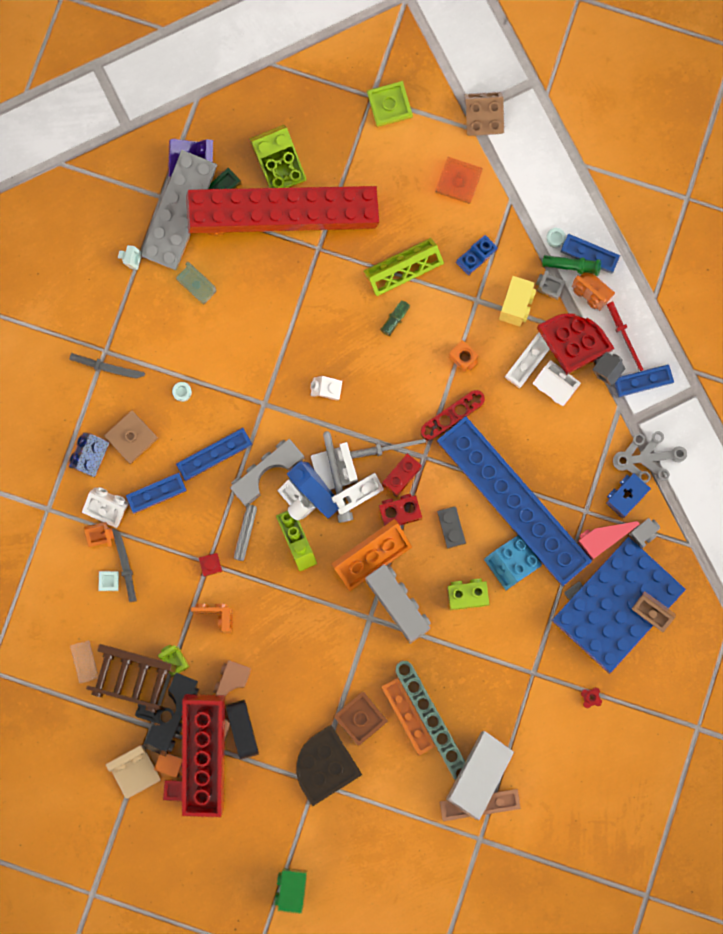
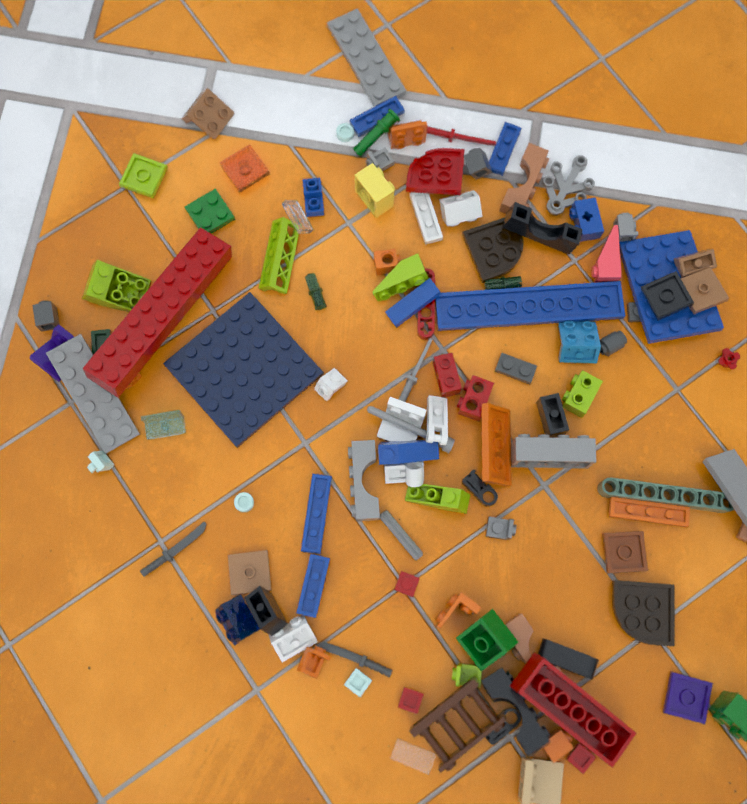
camera: 55 degrees left, 5 degrees down
(110, 470) = (265, 611): none -> black brick
(123, 630) = (410, 700): none -> red plate
(209, 654) = (487, 640): none -> green brick
(214, 122) = (45, 315): none -> dark grey brick
(280, 845) = (687, 697): none -> dark purple tile
(288, 310) = (243, 369): none -> dark blue plate
(307, 606) = (500, 528): none -> flat silver bracket
(326, 568) = (478, 488): none -> black piece
(399, 181) = (210, 212): none -> green plate
(429, 583) = (552, 415): none -> black brick
(443, 404) = (413, 302): none -> blue tile
(448, 255) = (297, 216): none -> clear tile
(462, 380) = (405, 275): none -> lime slope
(517, 465) = (503, 283): none -> clear green axle
(531, 591) = (612, 343): none -> dark grey brick
(545, 436) = (493, 249): none -> dark brown plate
(580, 447) = (560, 237): none -> black arch
(599, 424) = (532, 162): none -> nougat arch
(601, 606) = (667, 295): none -> black tile
(629, 633) = (704, 290): none -> medium nougat plate
(639, 204) = (366, 57): none -> light grey plate

